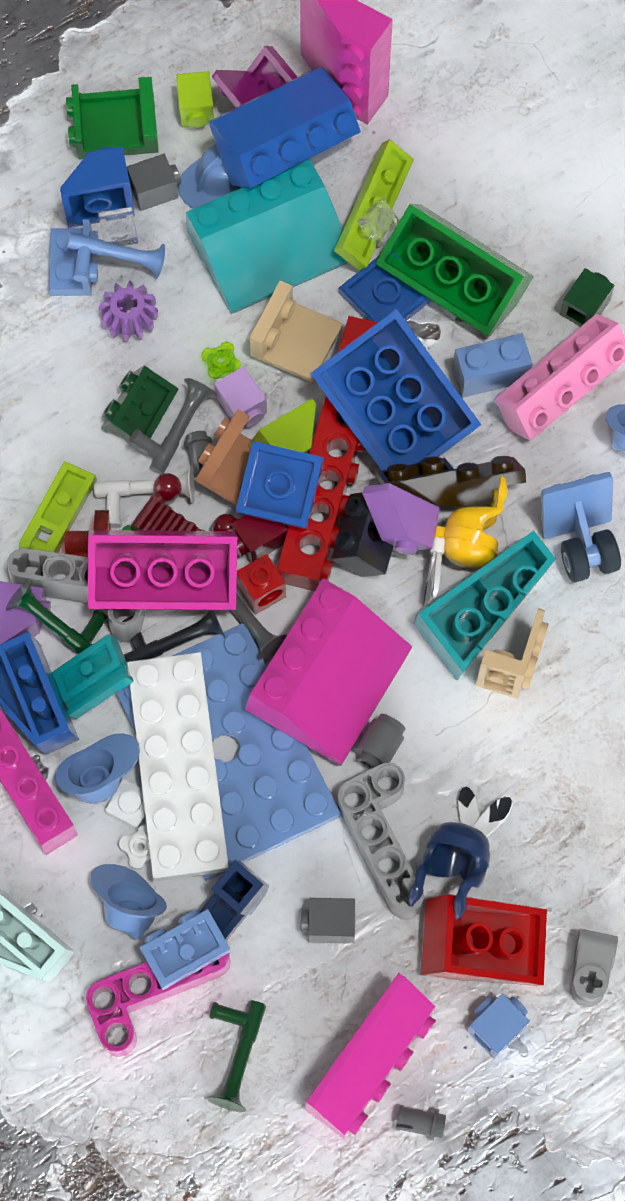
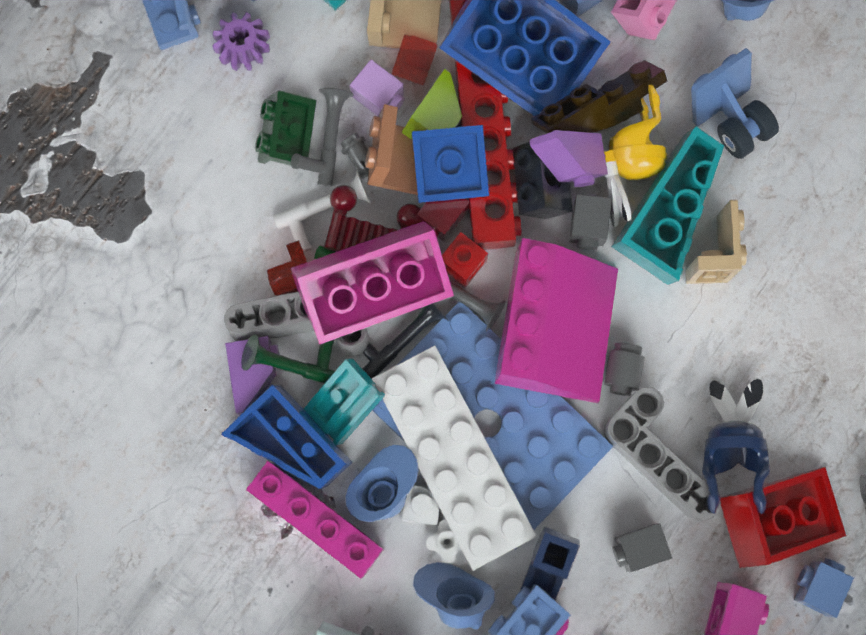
camera: 20 degrees left, 10 degrees up
(59, 508) = (250, 253): lime plate -> none
(220, 370) = (344, 69): clear neon green plate -> none
(287, 380) = (414, 59): none -> clear red panel
(400, 590) = (590, 221): none -> dark grey brick

